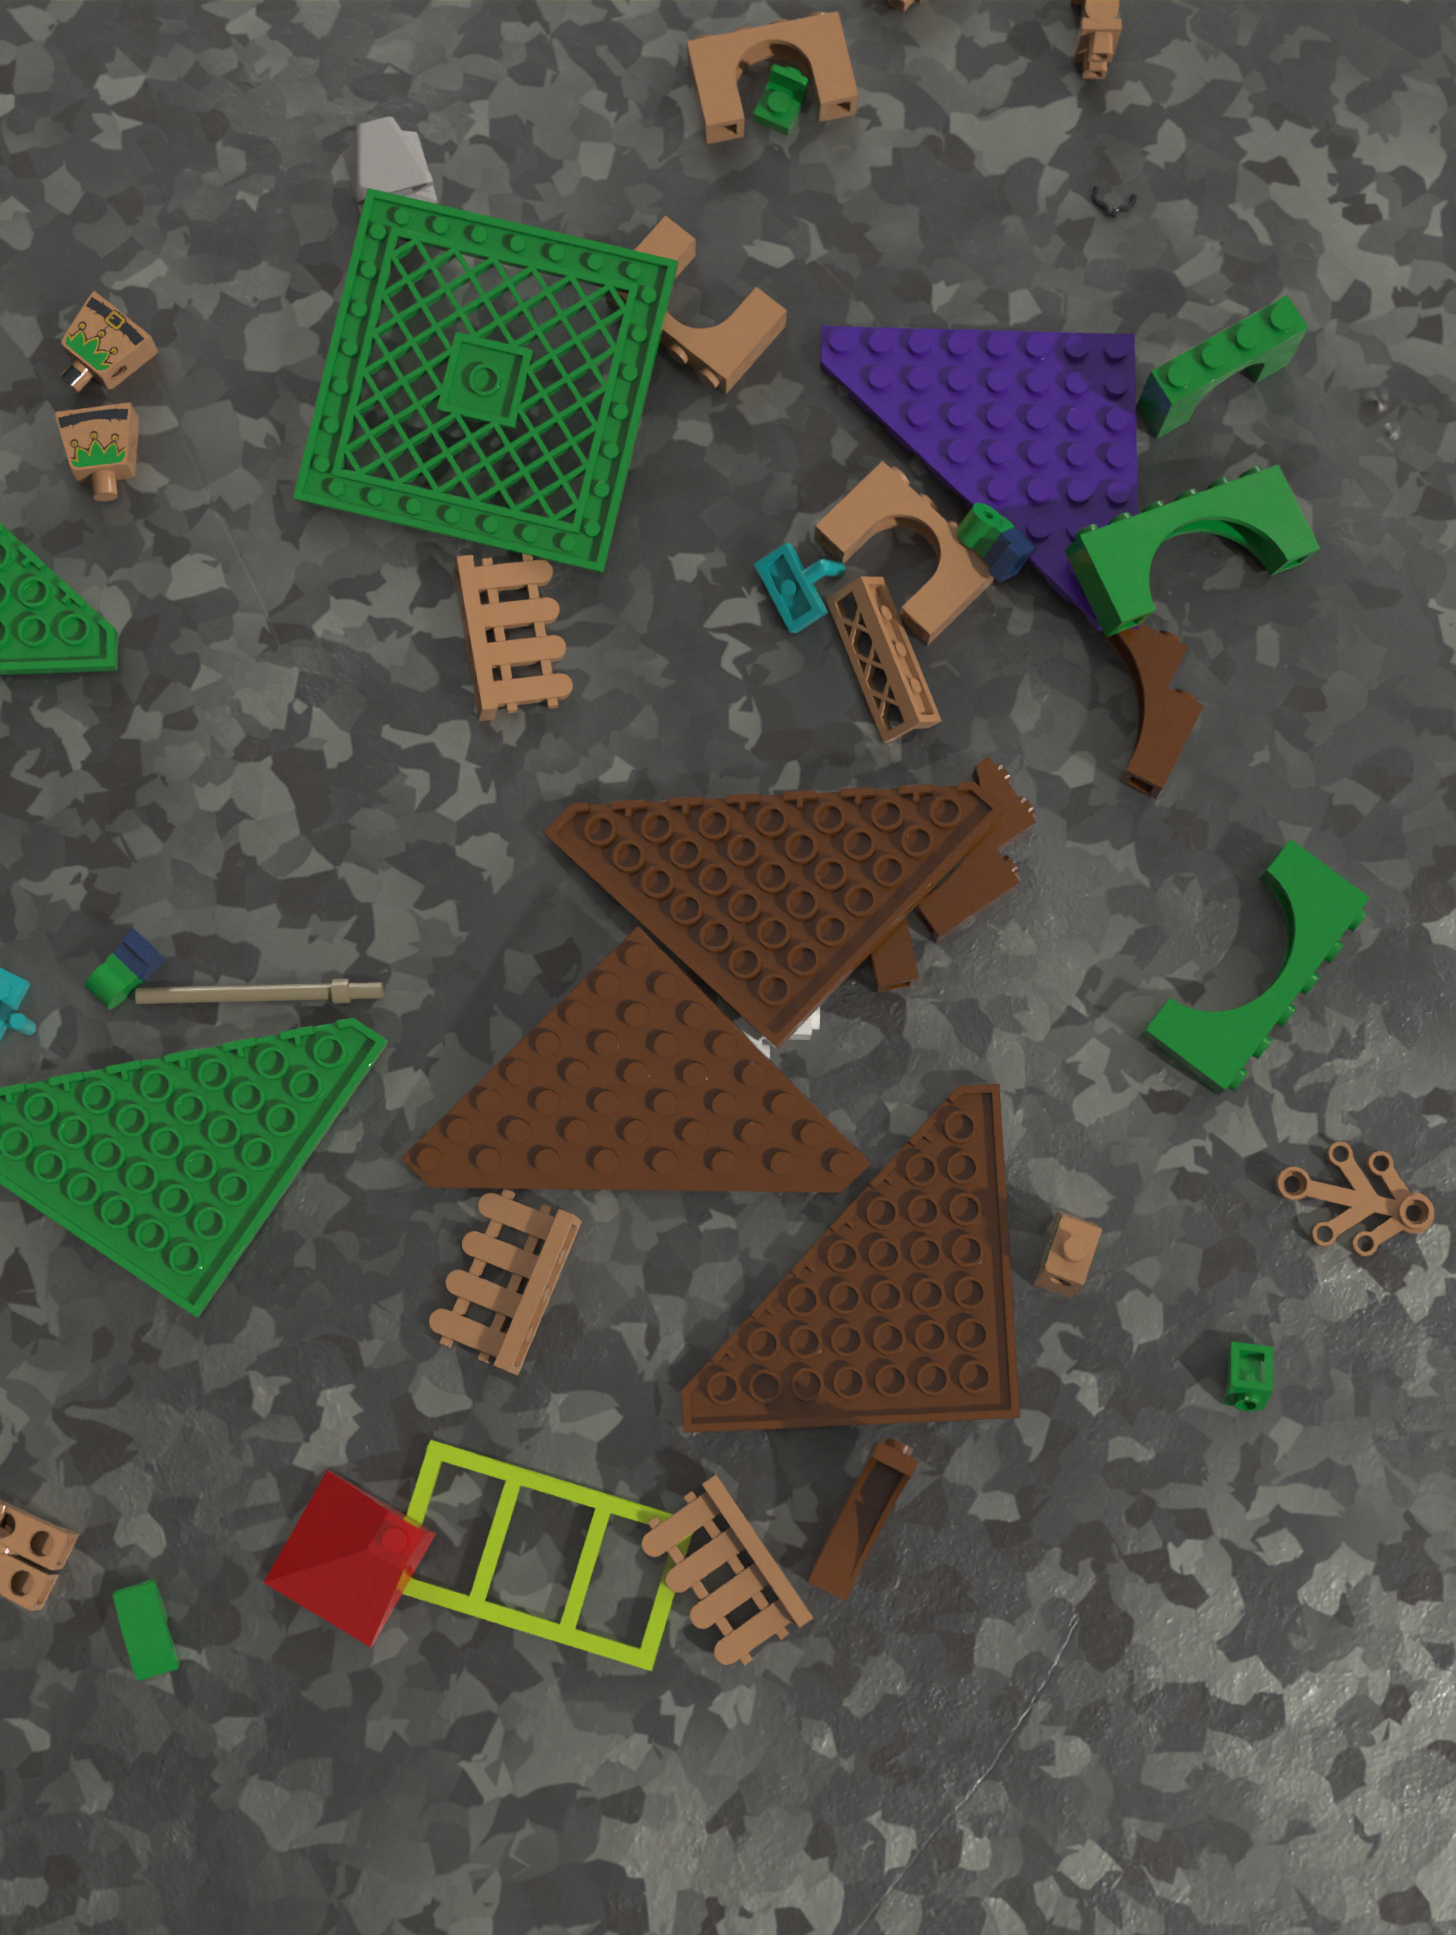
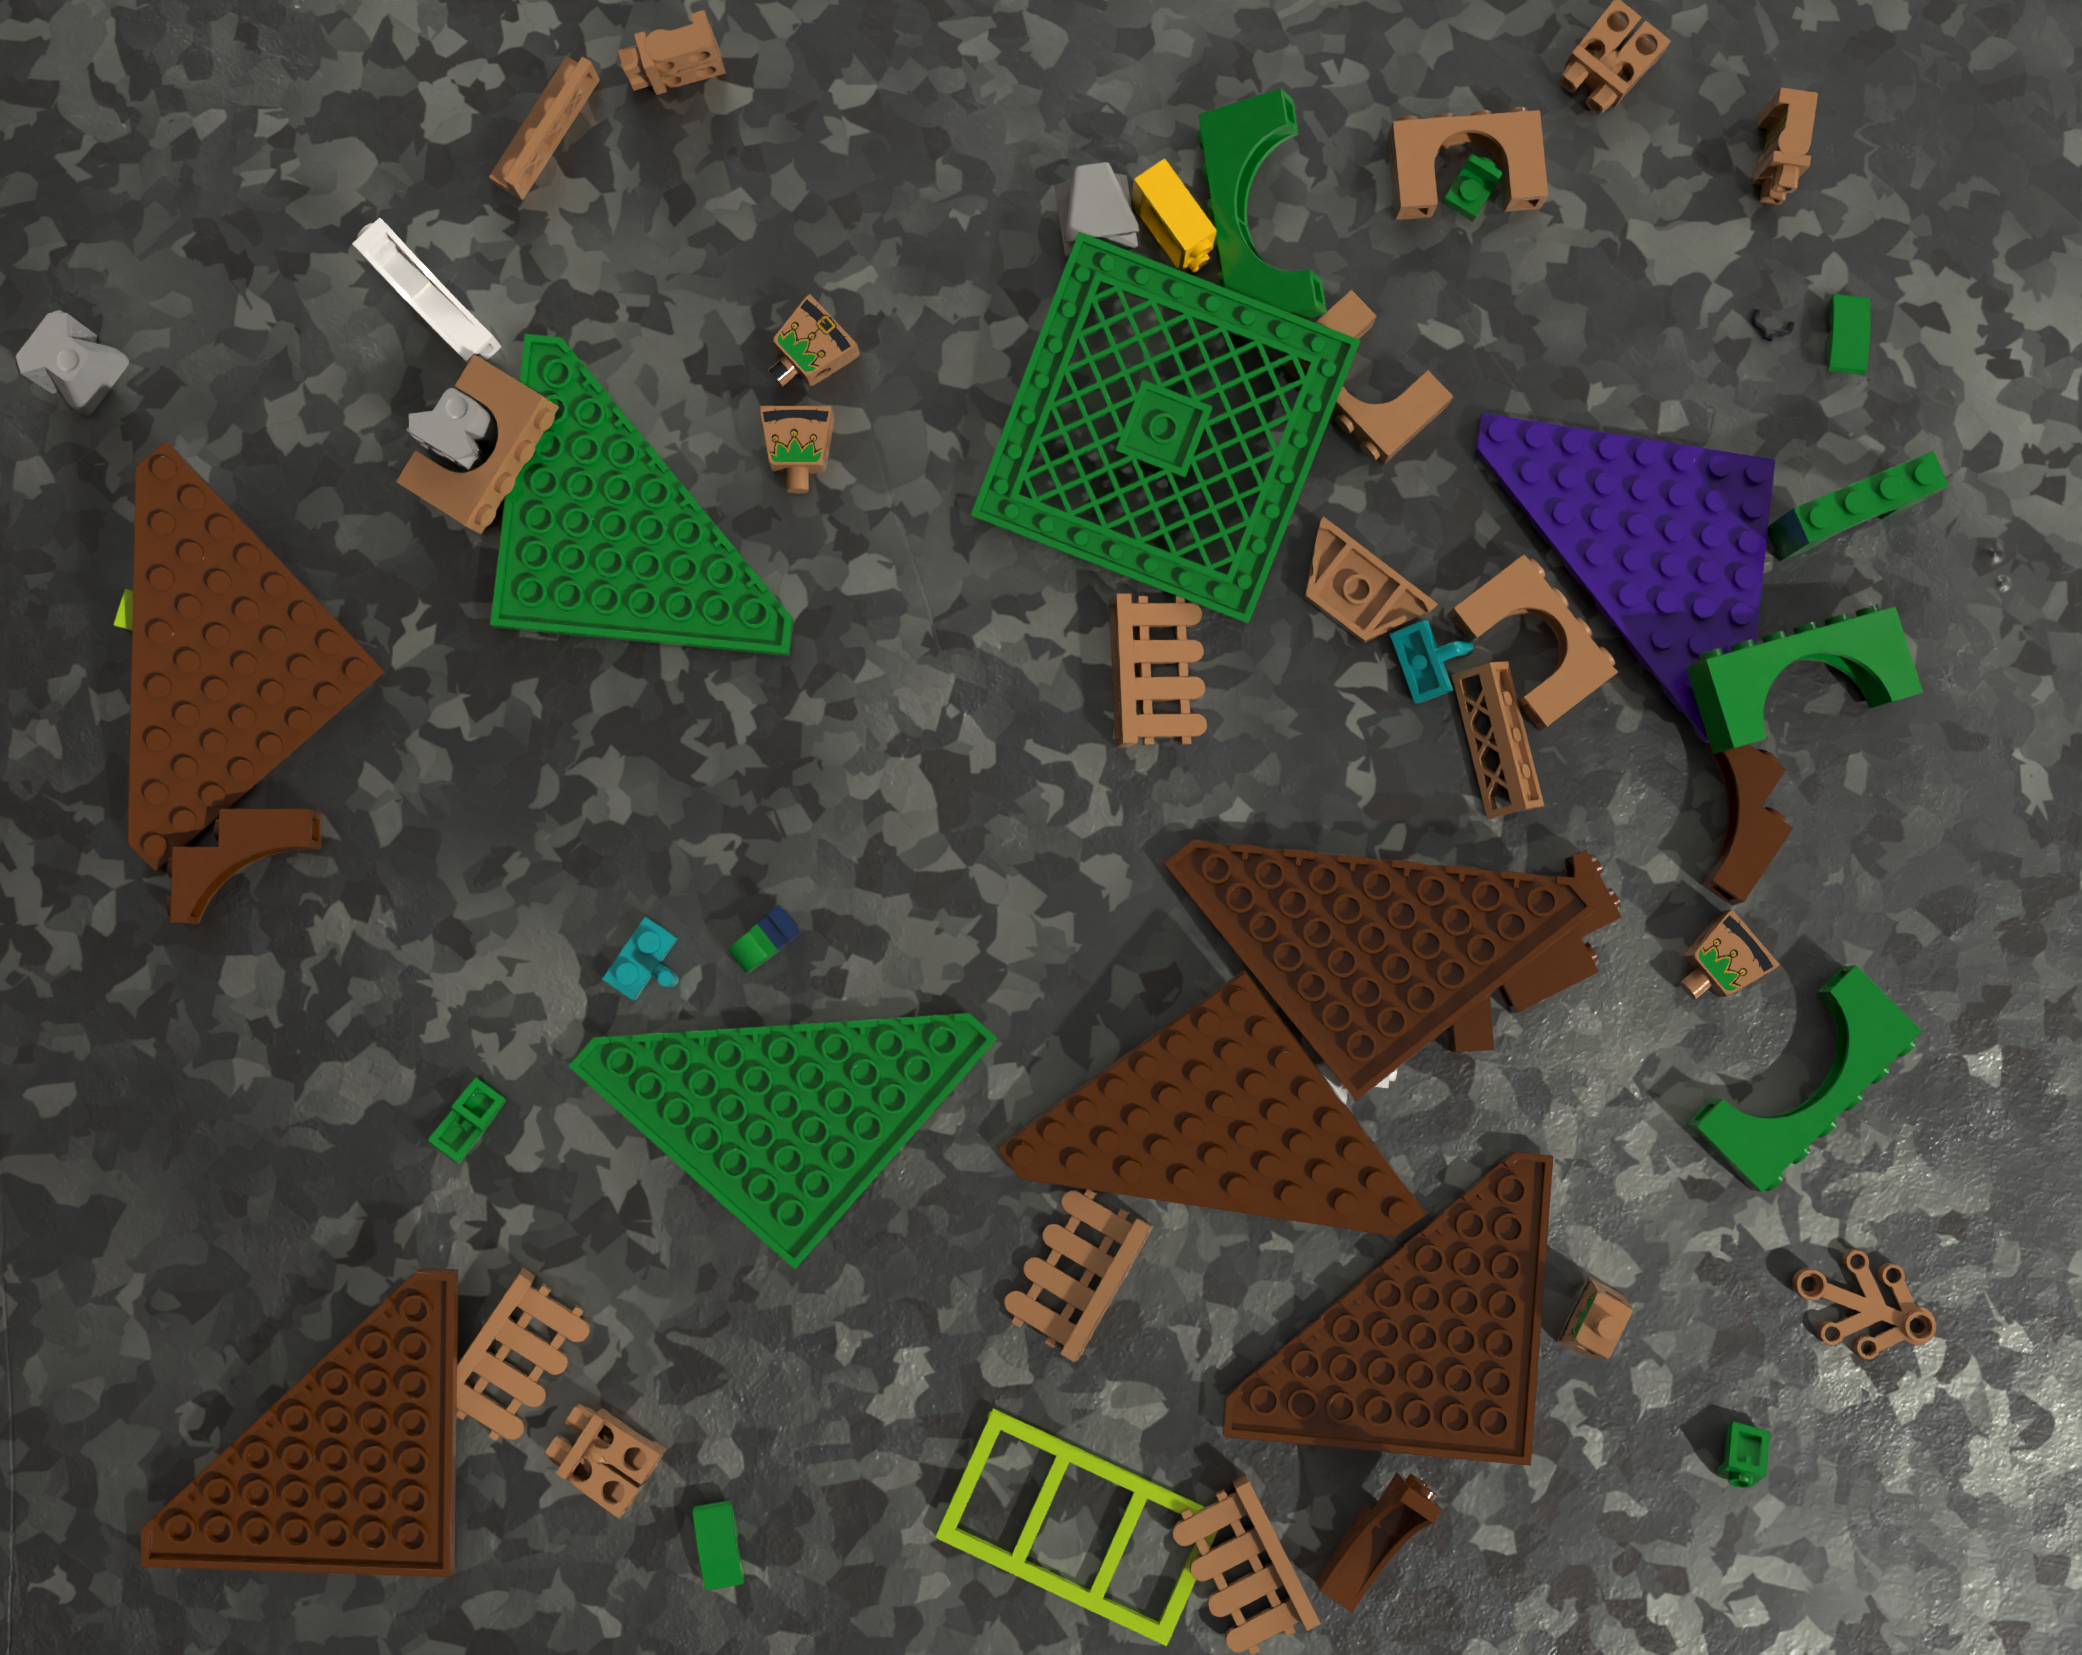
camera: 10 degrees right, 5 degrees up
(338, 991) = (958, 985): dark tan bar -> none
(349, 1558) = (907, 1506): red slope -> none
(468, 164) = (1173, 217): none -> yellow window
(526, 87) = (1234, 147): none -> green arch
(716, 521) = (1359, 587): none -> medium nougat wing
(995, 541) = (1620, 645): leg -> none
(1155, 853) = (1725, 958): none -> medium nougat torso
(1192, 198) = (1849, 334): none -> green slope

